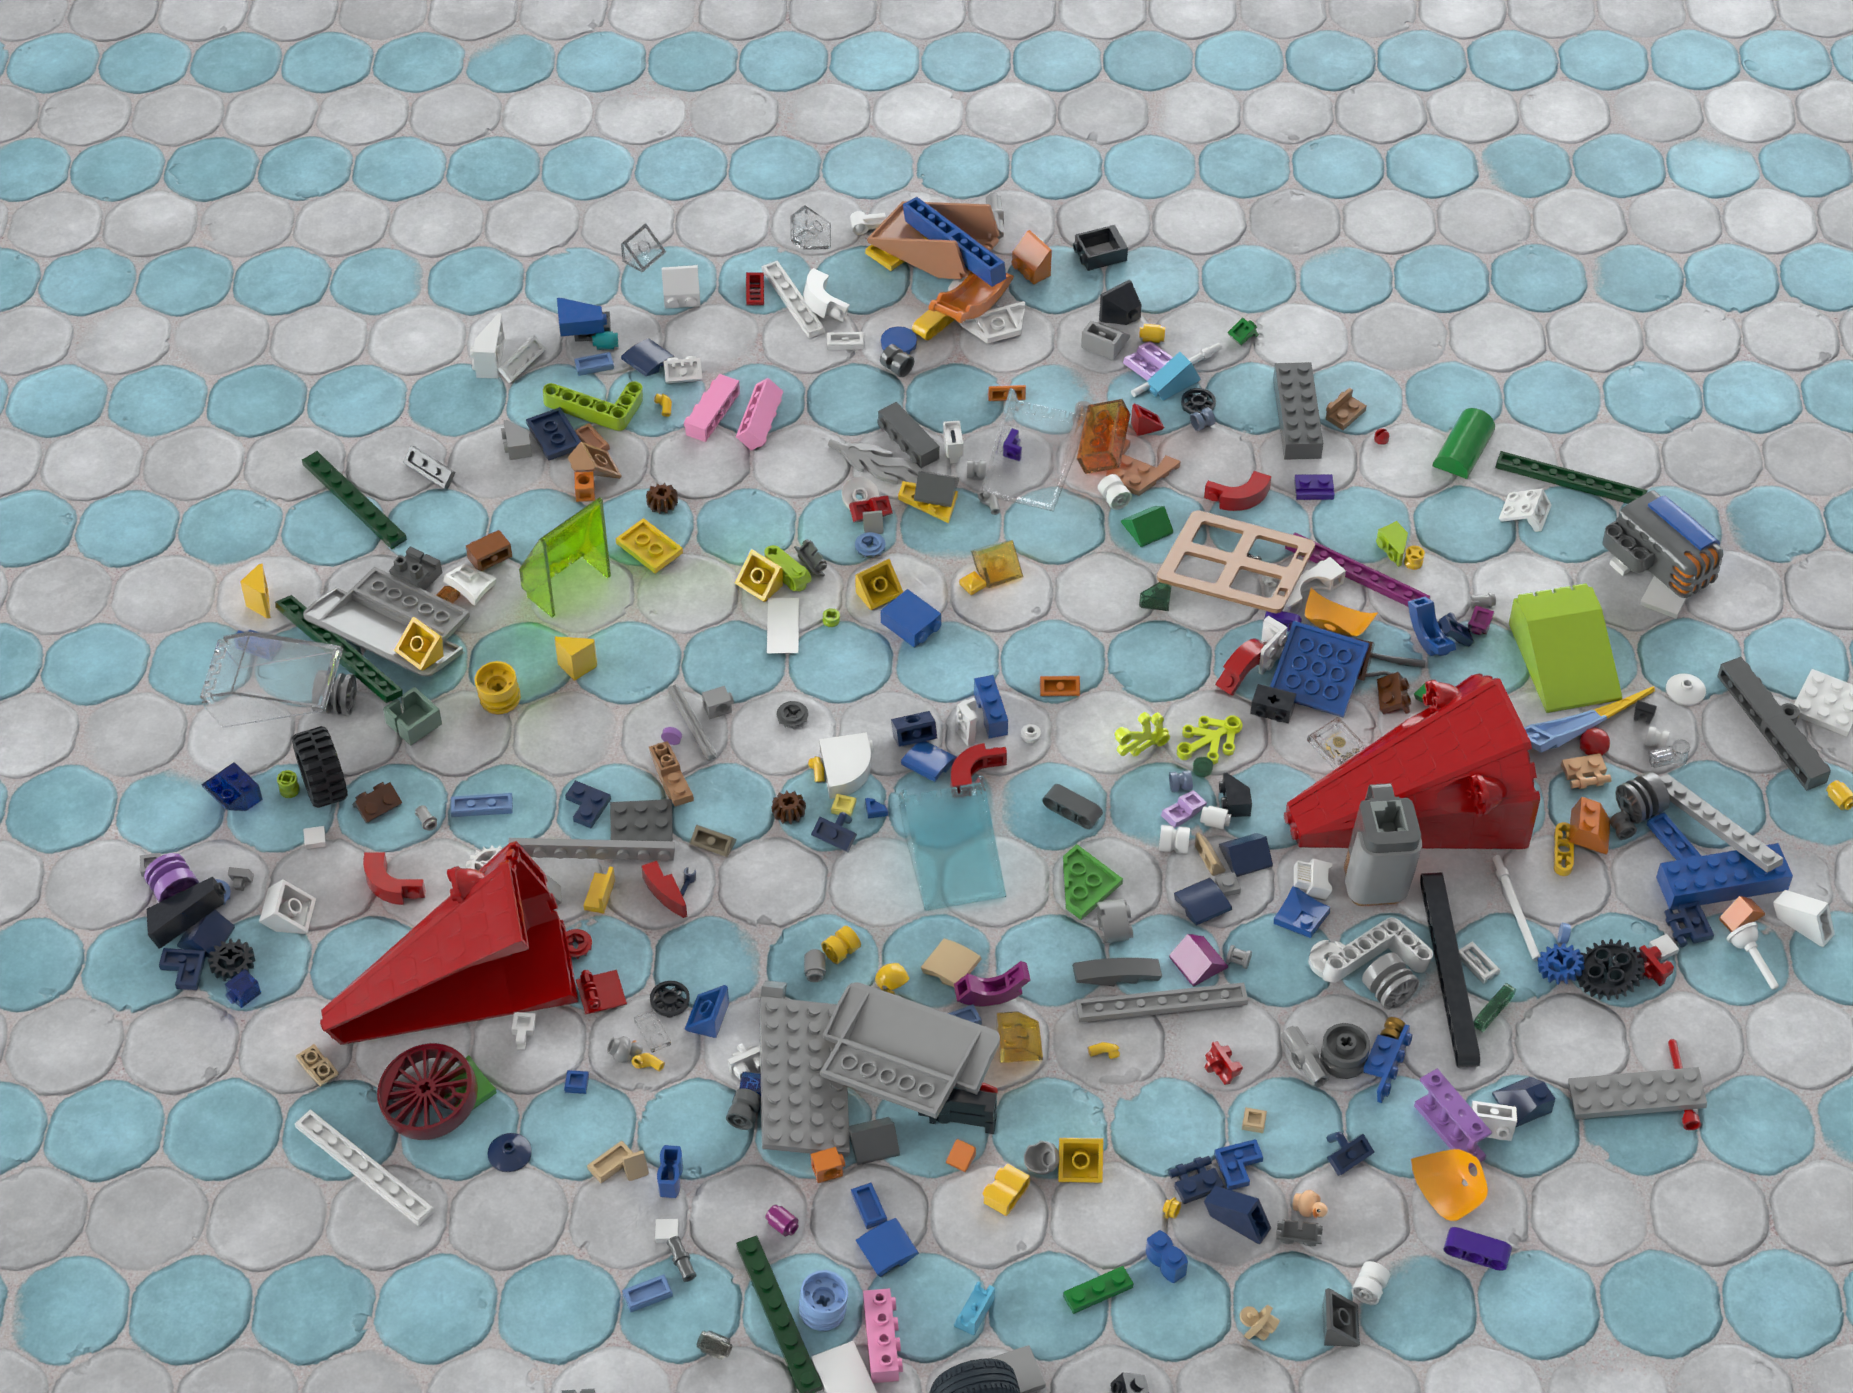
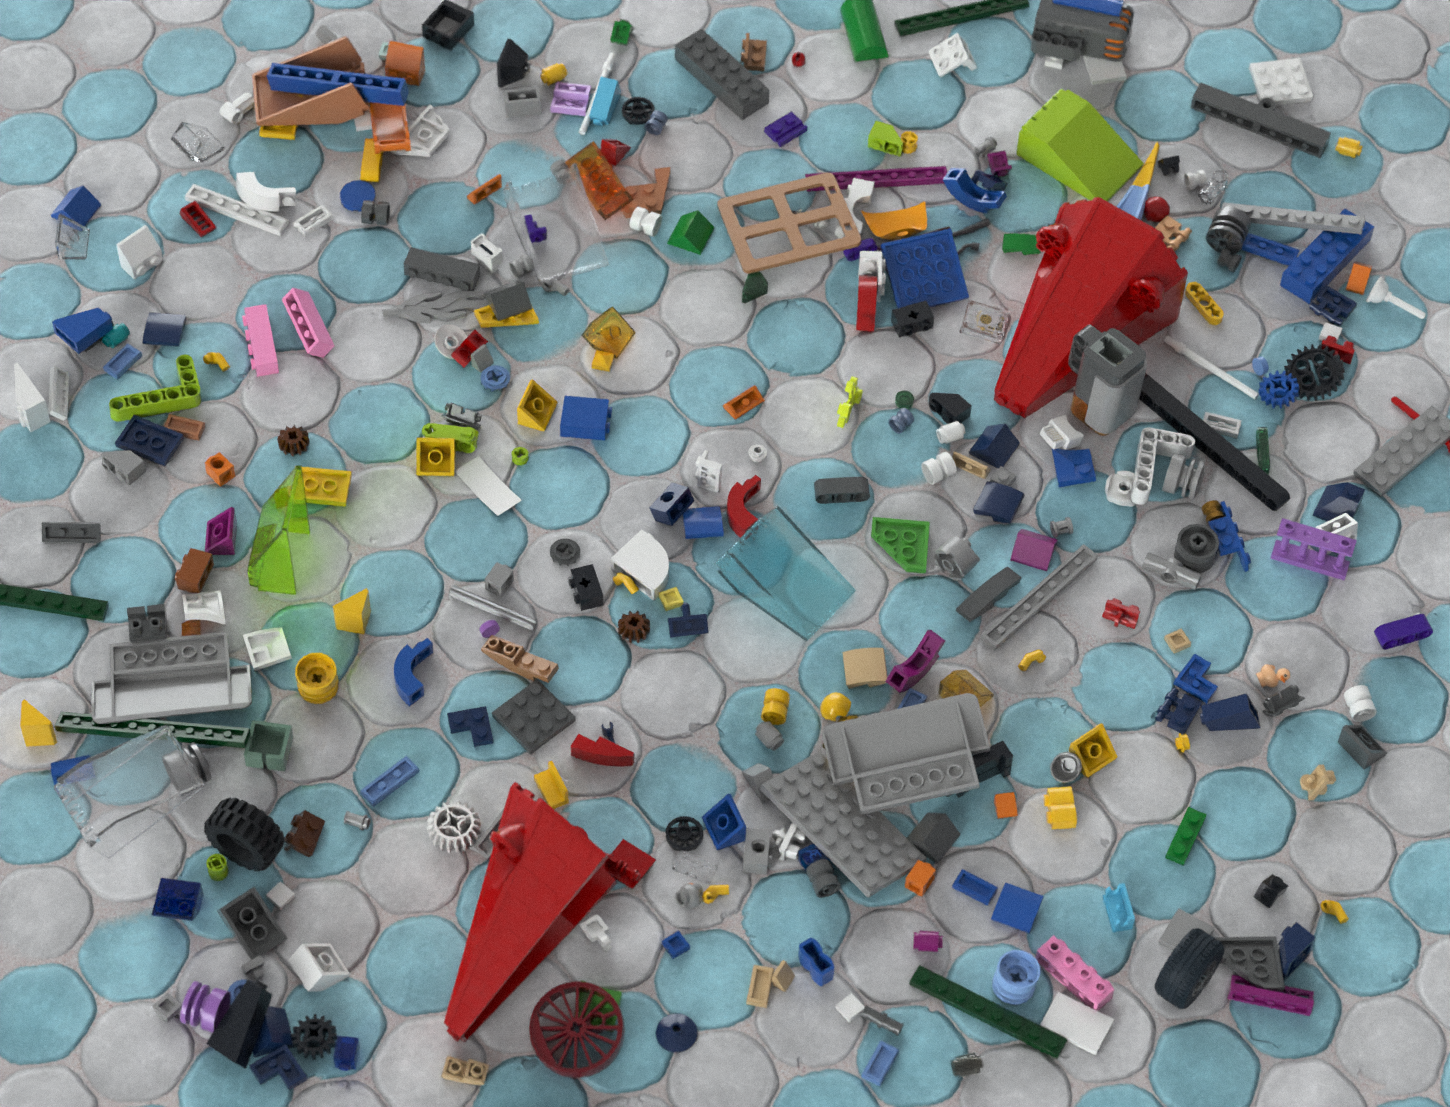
camera: 40 degrees left, 5 degrees up
(271, 842) = (252, 923): none -> dark grey slope
(387, 887) = (377, 895): red arch -> none
(420, 645) = (223, 682): yellow slope -> none
(488, 642) = (267, 647): none -> white plate
(529, 540) = (222, 533): none -> magenta slope
(574, 725) = (406, 684): none -> blue arch
(590, 458) = (207, 443): medium nougat slope -> none
(597, 849) = (518, 758): light grey plate -> none
(672, 230) = (78, 206): none -> blue slope
(683, 370) = (206, 323): white bracket -> none
(712, 841) = (598, 691): dark tan slope -> none
(716, 1040) = (757, 840): none -> light grey brick
(780, 752) = (586, 587): none -> black brick
(875, 809) = (696, 586): blue tile -> none
(990, 701) = (699, 439): blue arch -> none
(1166, 1256) = (1211, 779): blue brick -> none
(1186, 807) = (920, 440): lavender slope -> none
(1229, 726) = (889, 372): neon yellow plant -> none
(1242, 496) = (741, 170): red arch -> none
(1350, 1153) = (1264, 620): dark blue plate -> none
(1393, 693) = (987, 259): reddish brown bracket -> none
(1441, 1180) = (1334, 599): light orange piece -> none
(1589, 825) = (1208, 274): orange slope -> none
(1685, 689) = (1178, 131): white dish -> none
(1805, 916) = (1402, 250): white slope -> none

